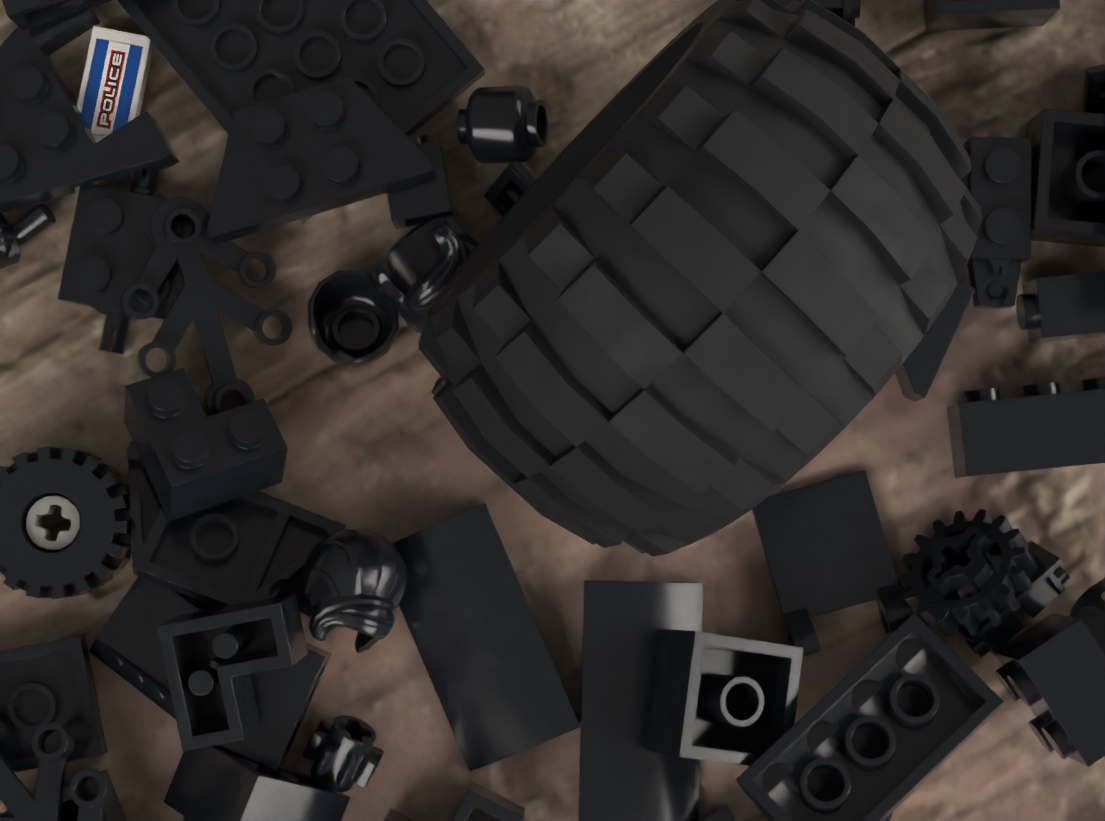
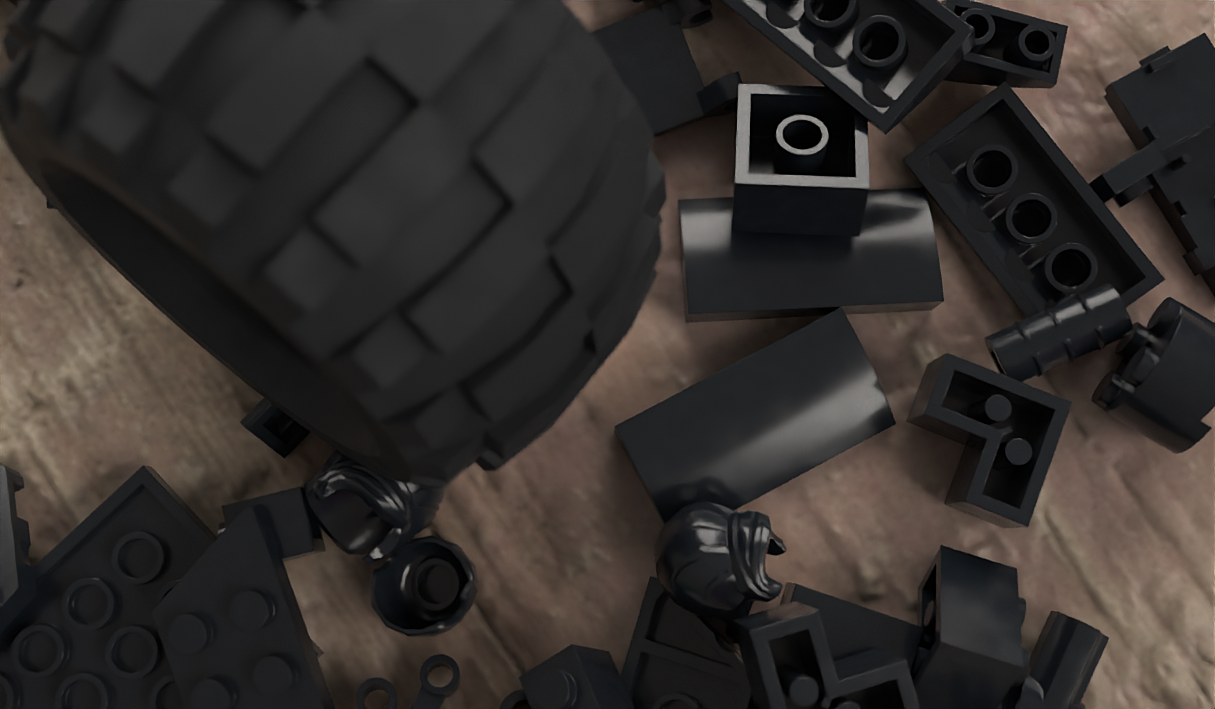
camera: 95 degrees left, 5 degrees down
(343, 753) = (895, 557): black gear -> none
(503, 124) = (203, 440): black head -> none

